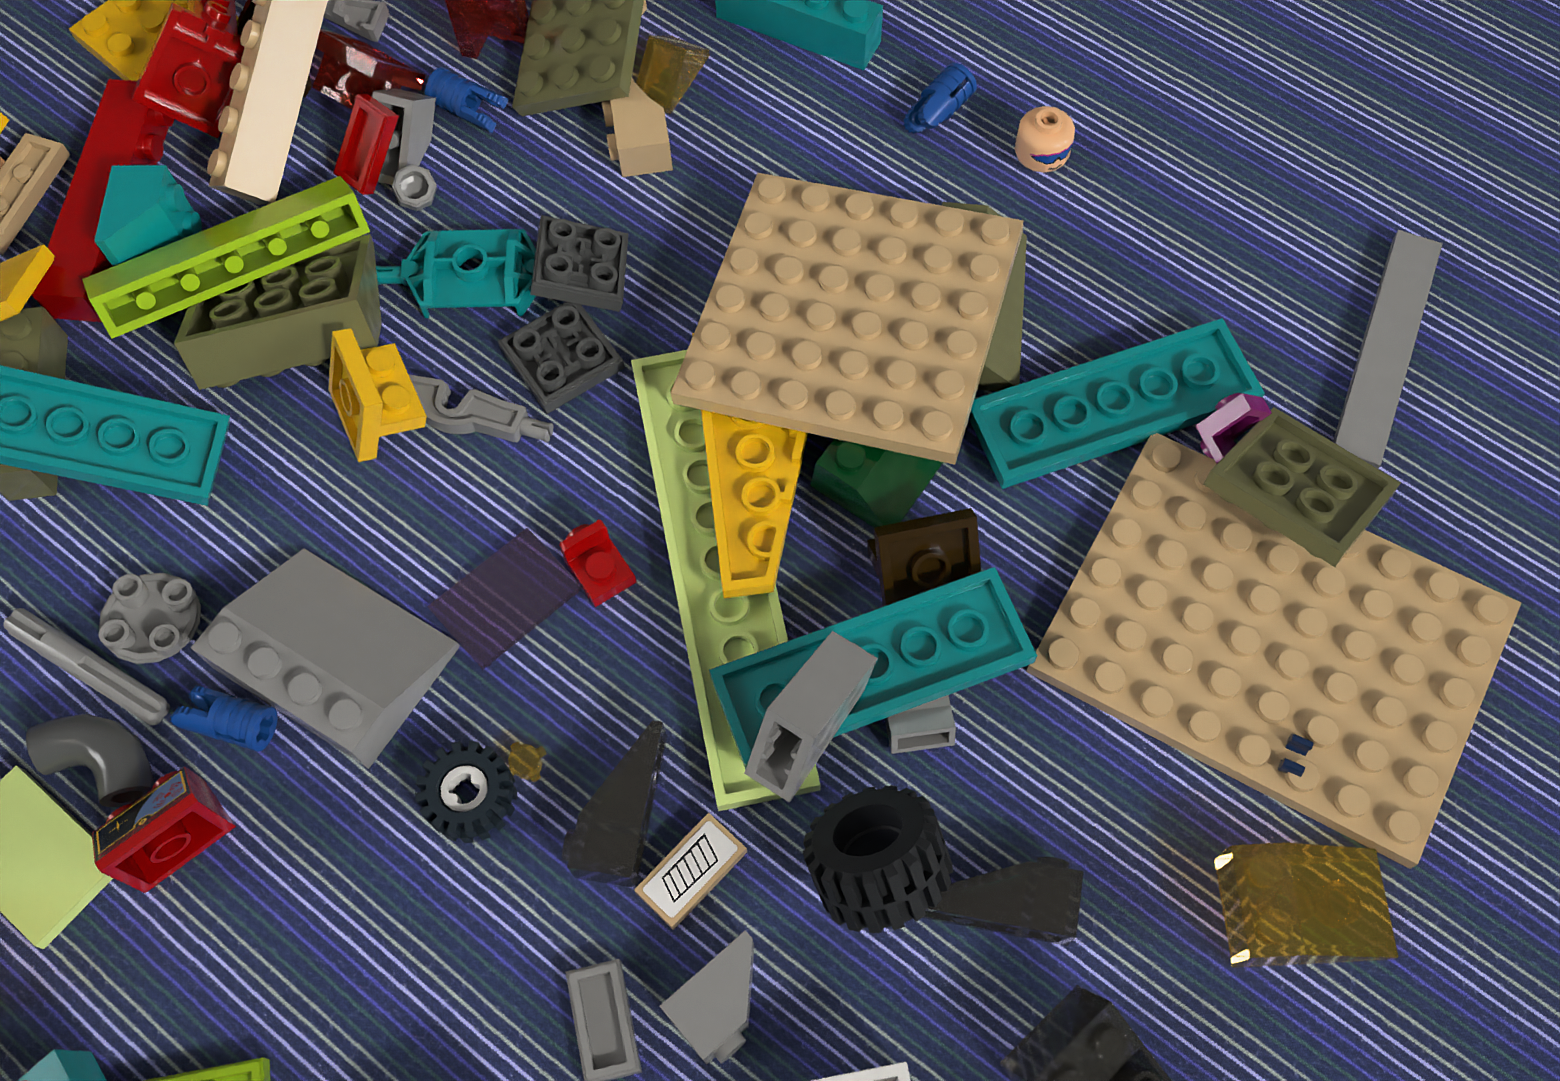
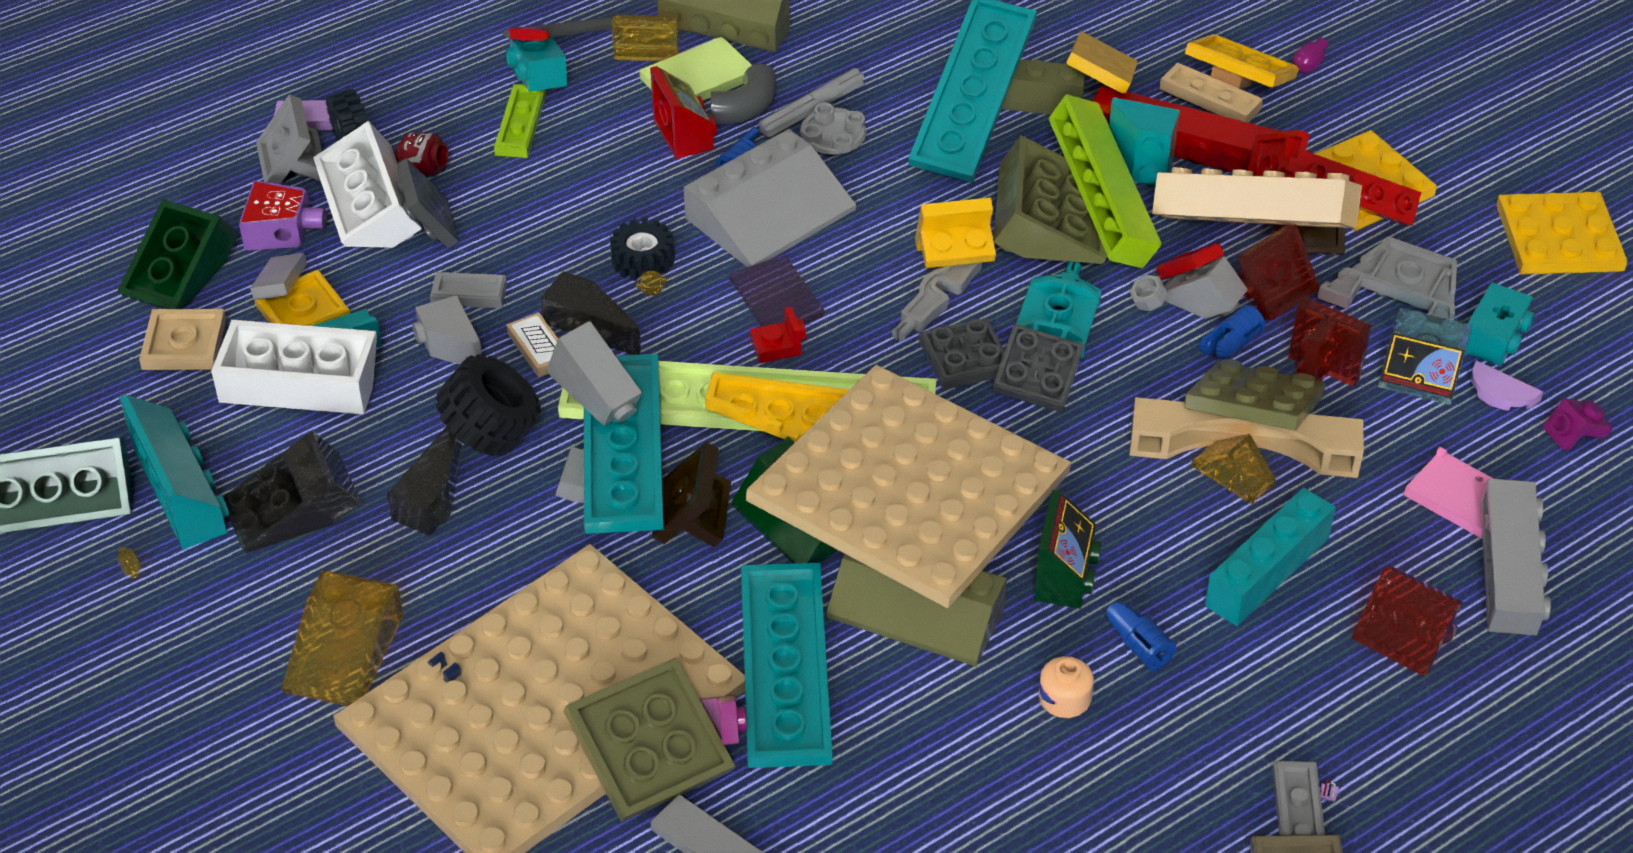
camera: 105 degrees right, 20 degrees down
(875, 168) = (1066, 554): none -> slope

